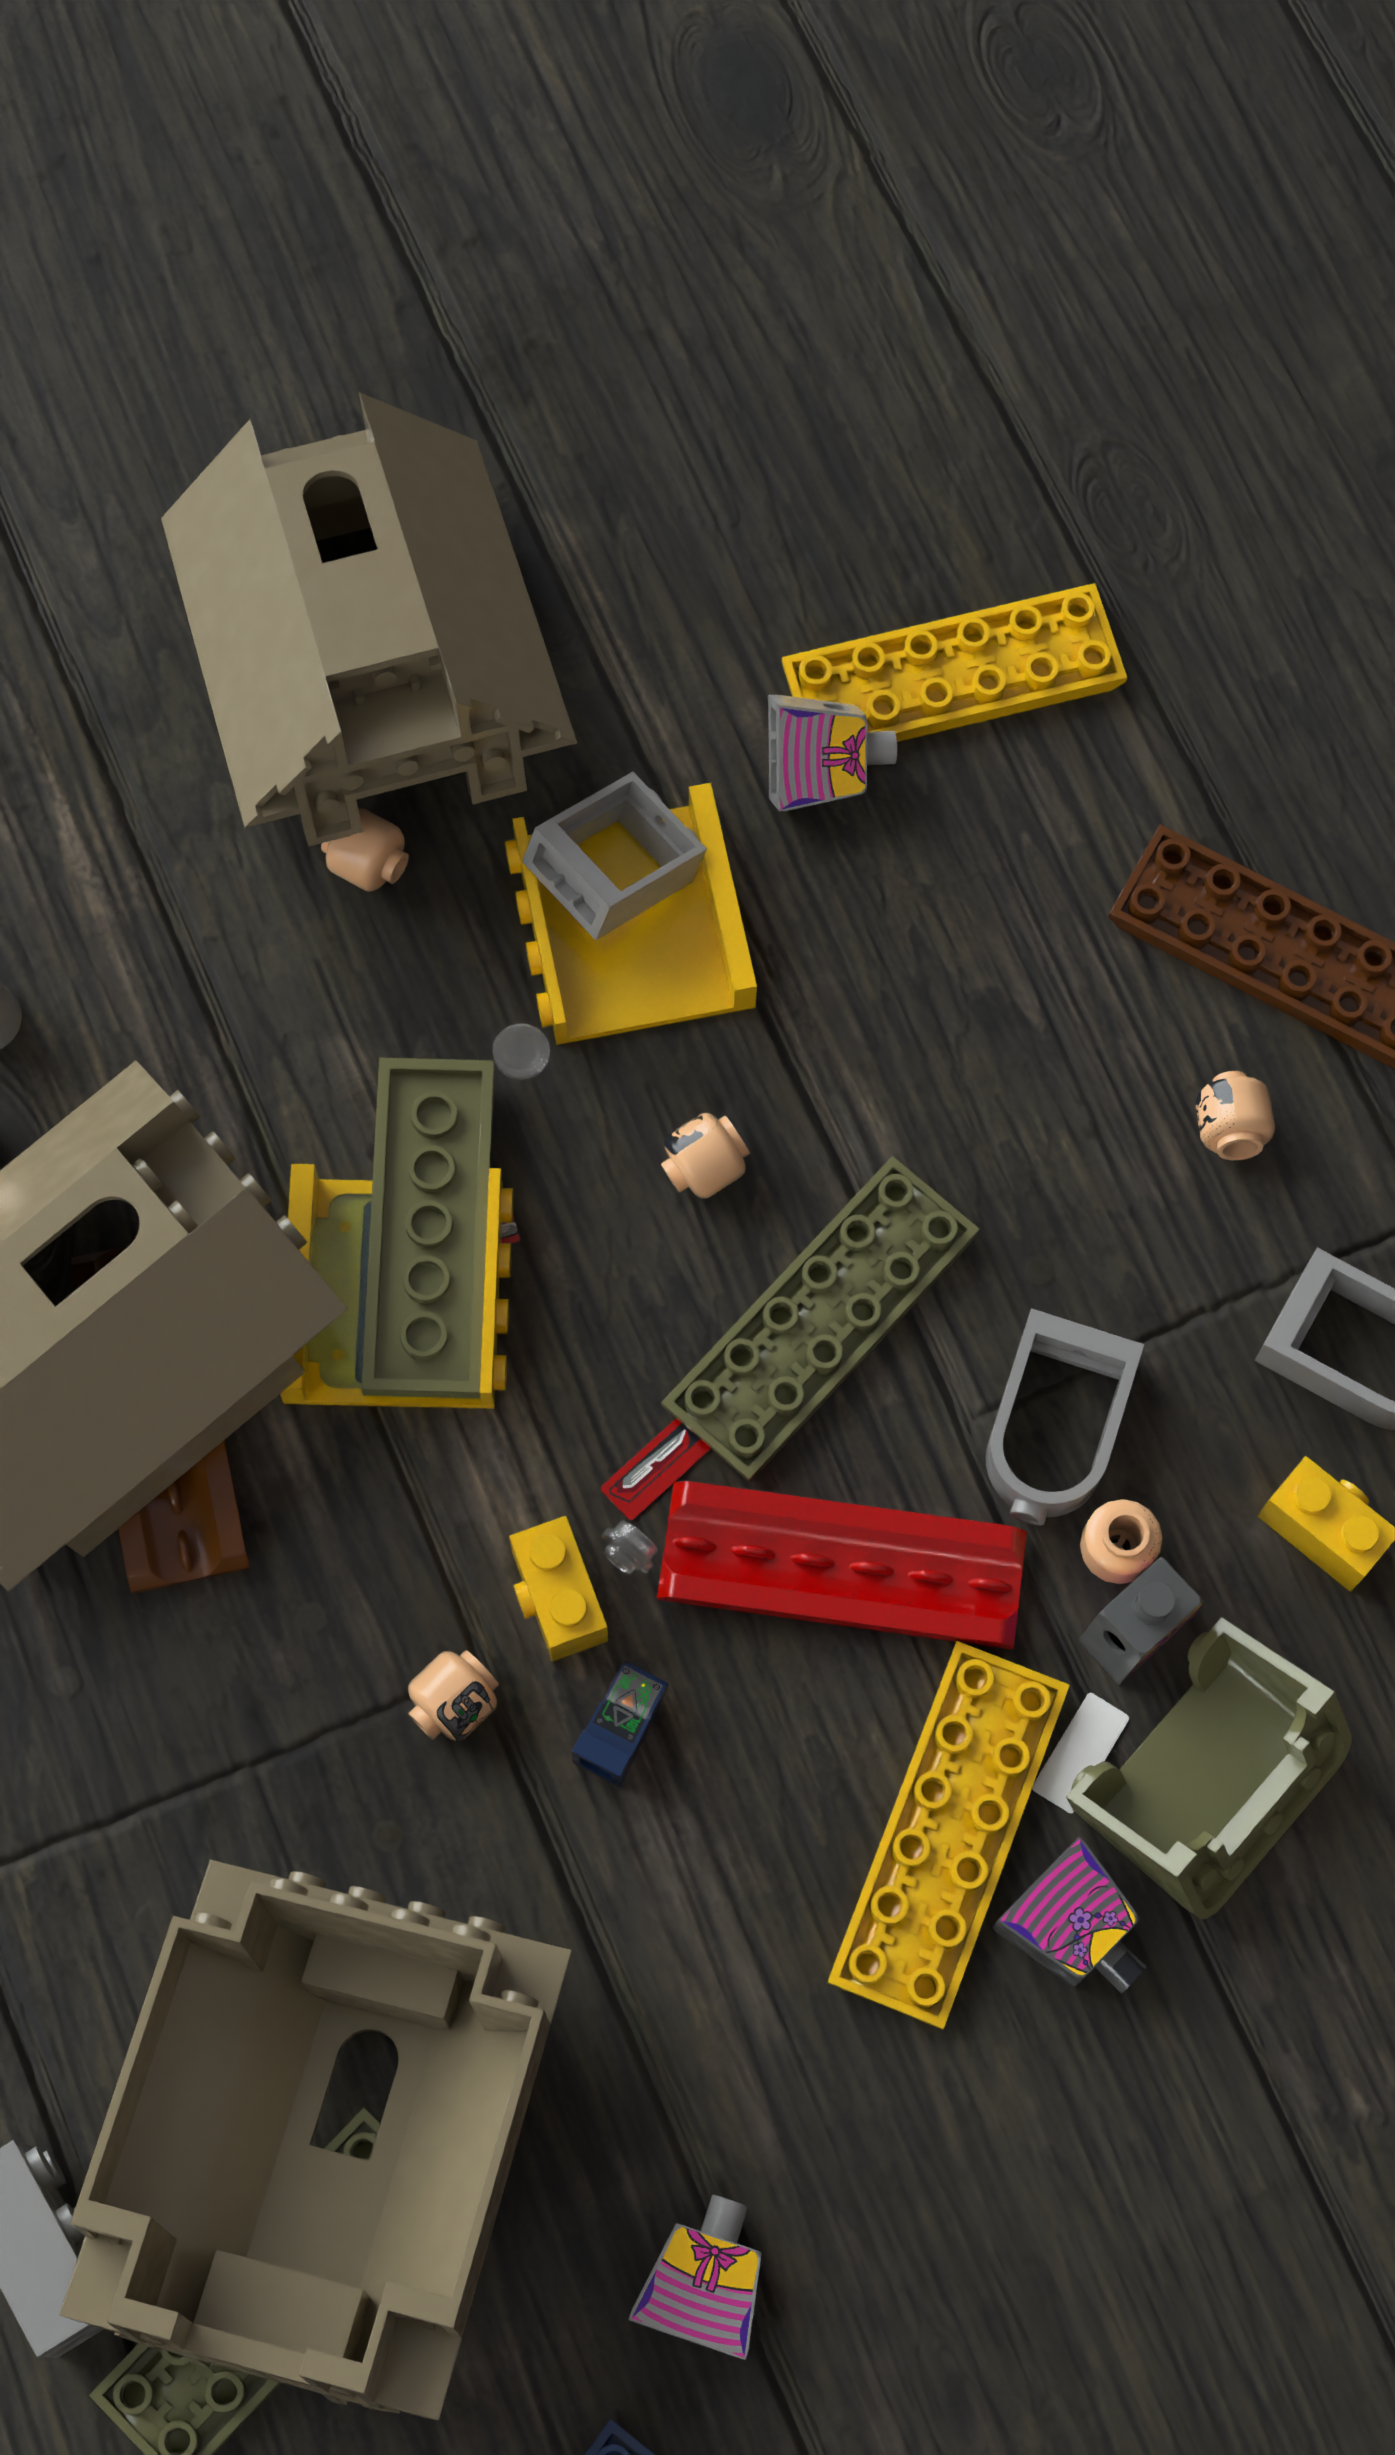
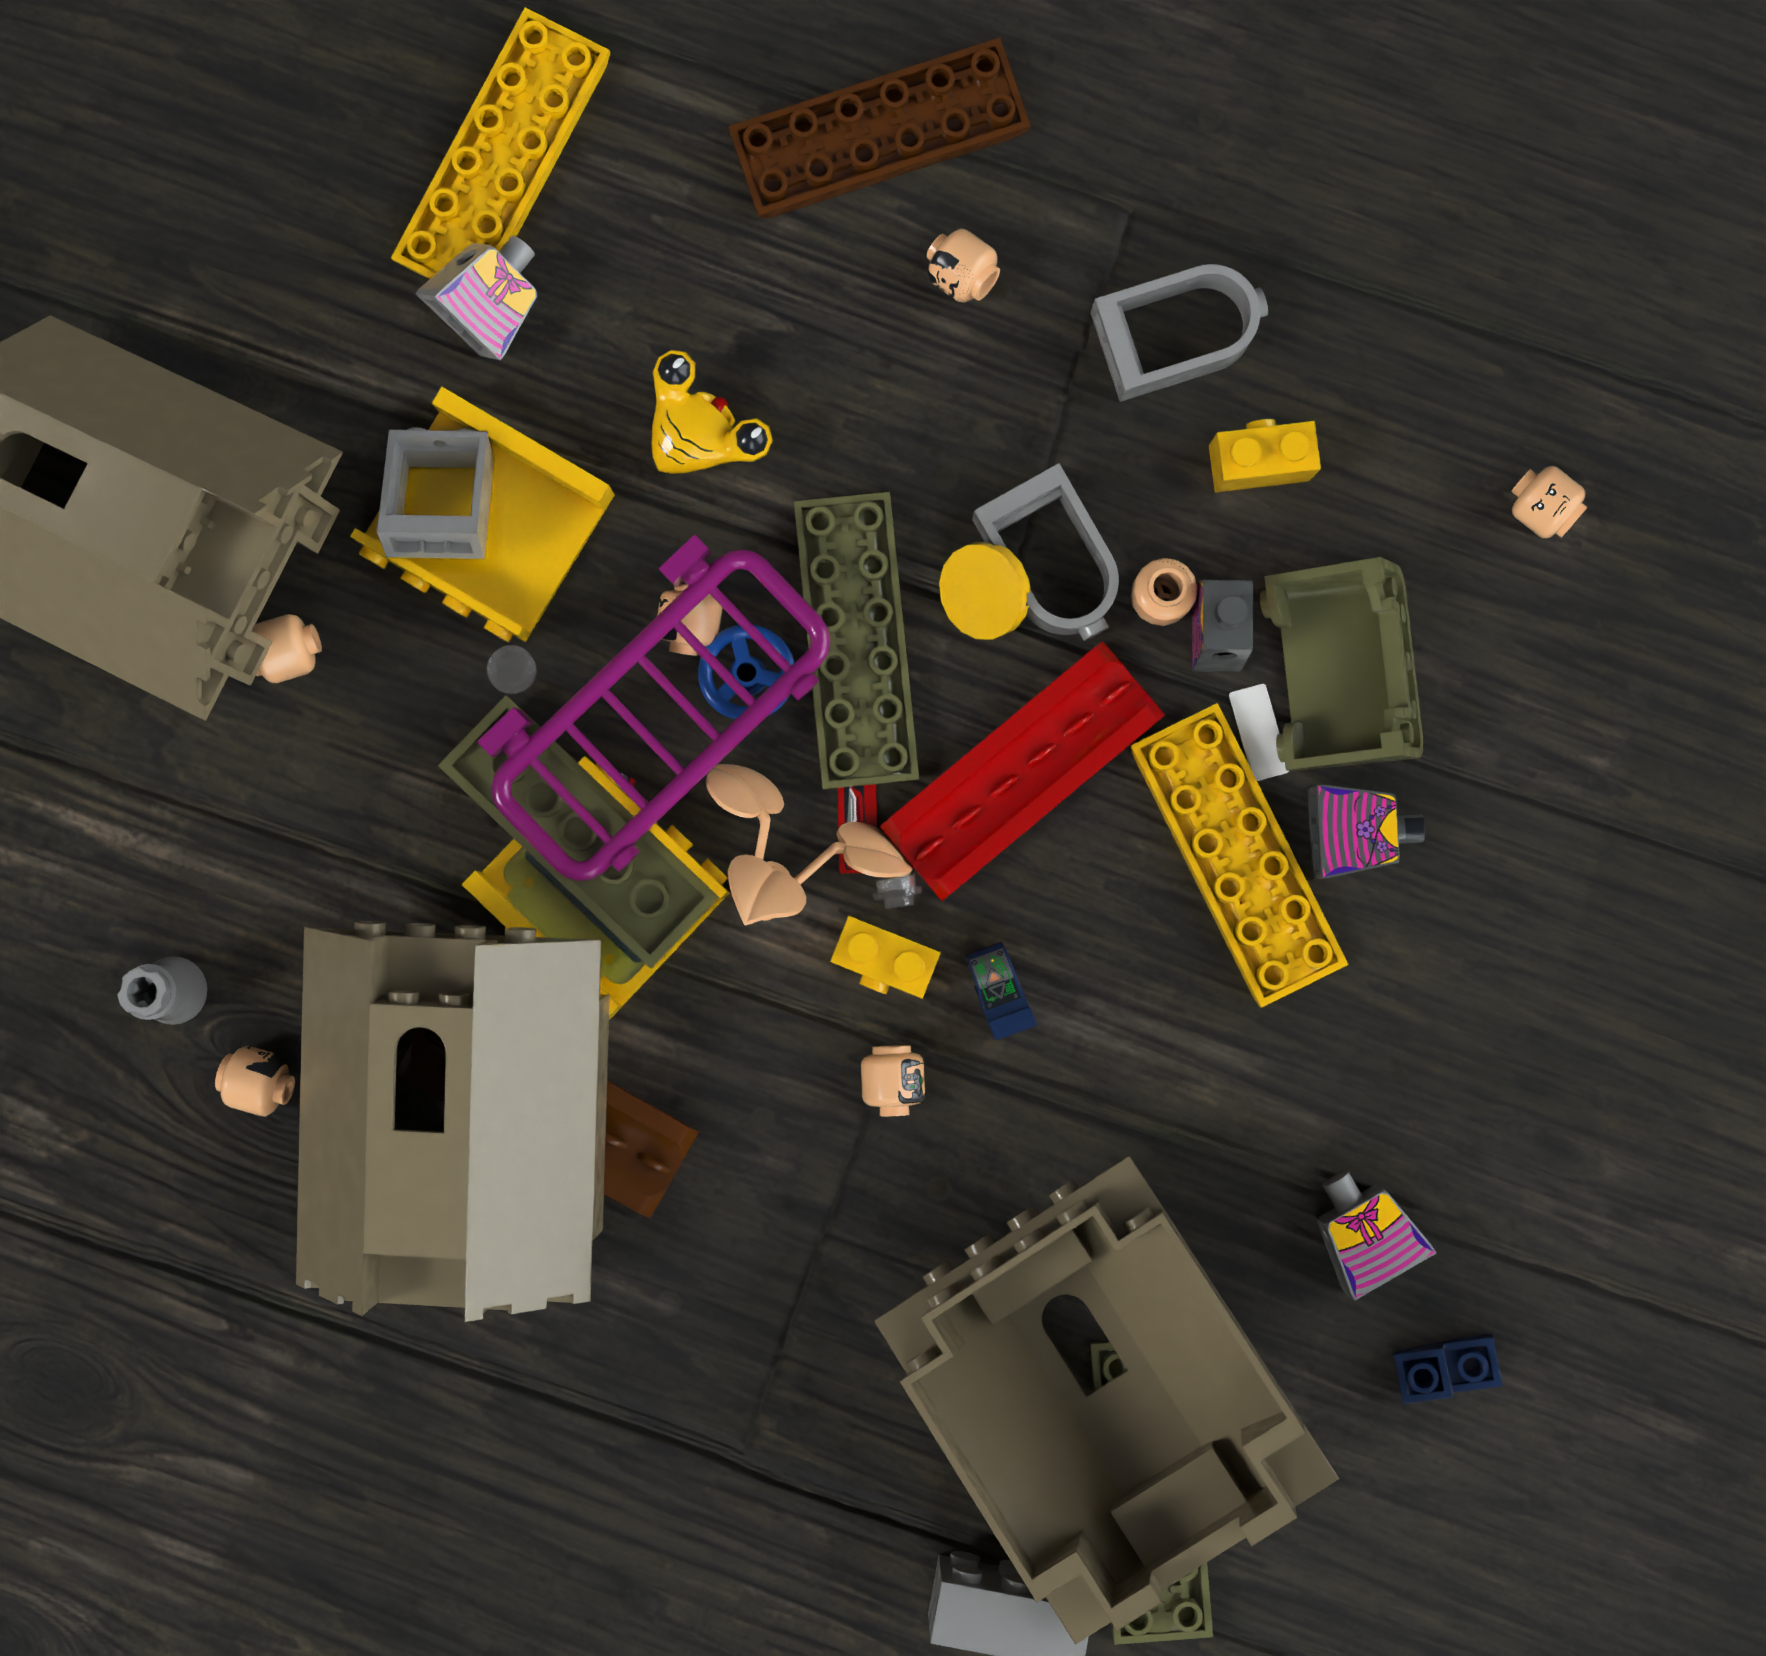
camera: 50 degrees left, 15 degrees up
(465, 1085) = (702, 579): none -> magenta bar
(526, 1424) = (766, 888): none -> light nougat plant
(699, 1264) = (737, 636): none -> blue piece
(877, 1020) = (696, 428): none -> yellow head
(970, 1382) = (984, 590): none -> yellow tile

